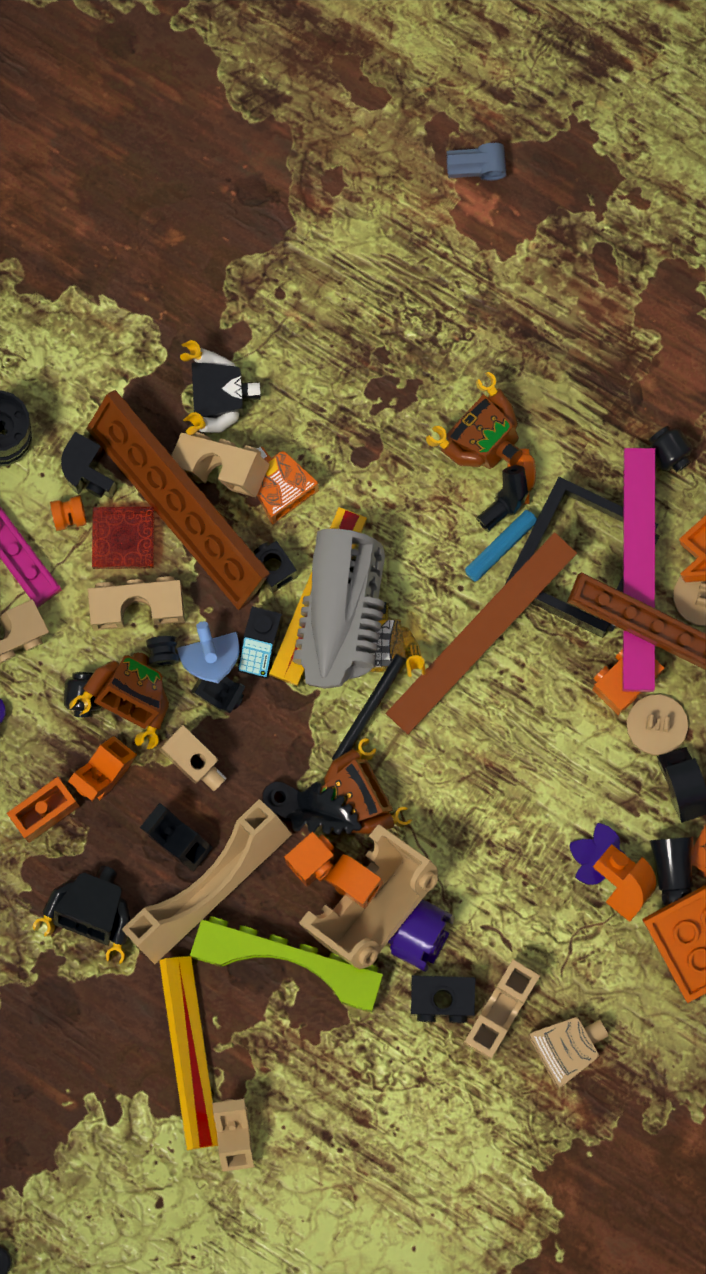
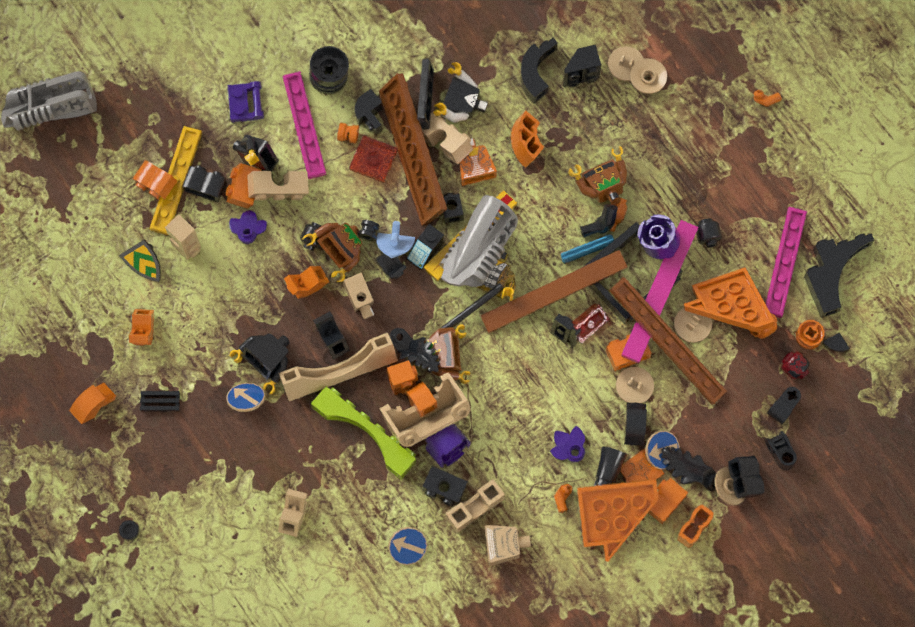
camera: 20 degrees right, 5 degrees down
(43, 809) = (263, 290): orange brick -> none
(86, 985) = (245, 397): none -> blue piece
(109, 602) = (350, 191): tan arch -> none
(162, 407) = (425, 94): none -> black tile
(188, 1052) = (287, 457): yellow tile -> none
(307, 320) = (531, 82): none -> black arch
(340, 416) = (525, 138): none -> orange brick
(382, 269) = (582, 67): none -> black slope
(426, 1111) = (407, 545): none -> blue piece
(439, 239) = (622, 61): none -> tan piece
(483, 232) = (648, 68): none -> tan dish
(486, 162) = (670, 30): sand blue piece -> none
(523, 686) = (564, 330): none -> black plate
(548, 657) = (590, 321): none -> clear red slope
(592, 479) = (659, 237): none -> dark purple brick
(620, 939) = (561, 496): none -> orange arm
(633, 881) = (581, 464): orange brick -> none
(669, 213) = (765, 100): none -> orange arm

